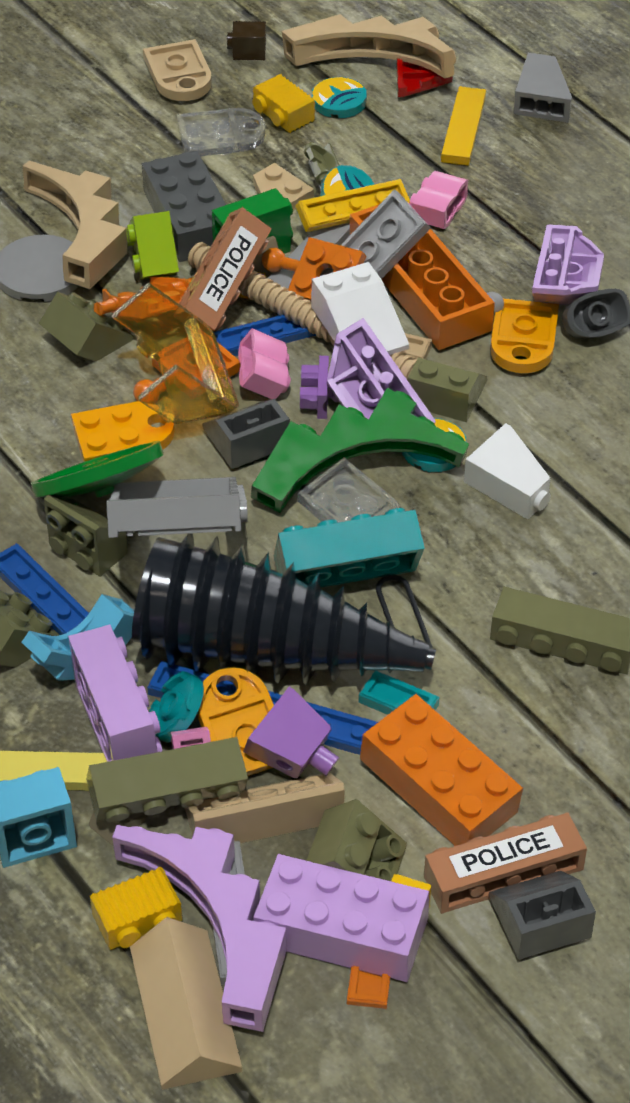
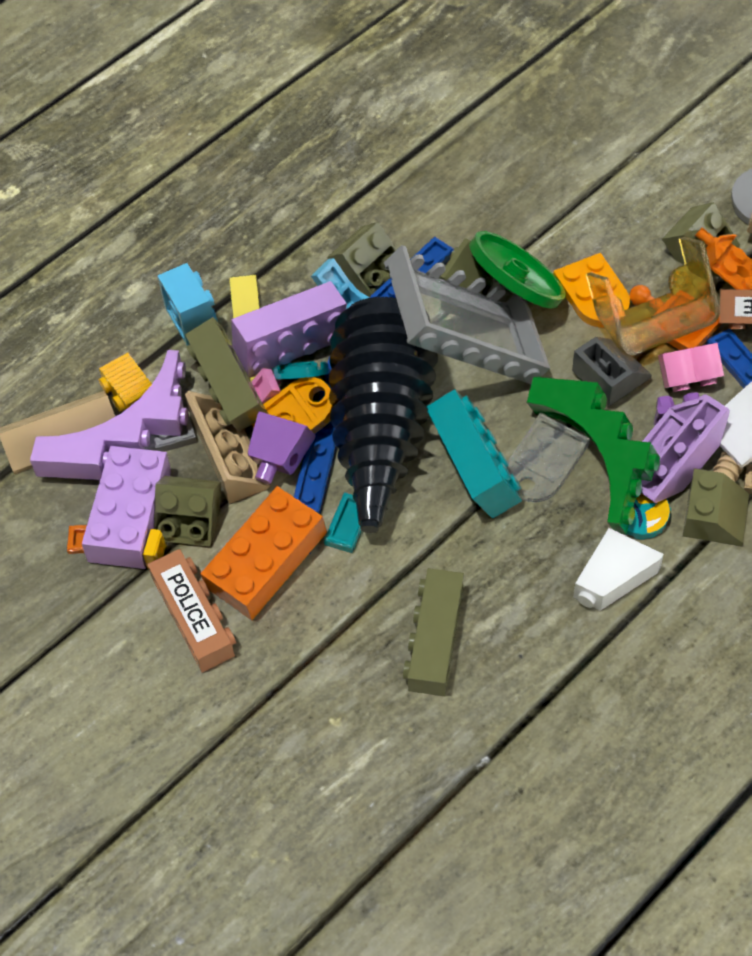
camera: 85 degrees right, 10 degrees up
(412, 600) = (398, 540): black piece -> none
(544, 913) = (146, 637): dark grey slope -> none

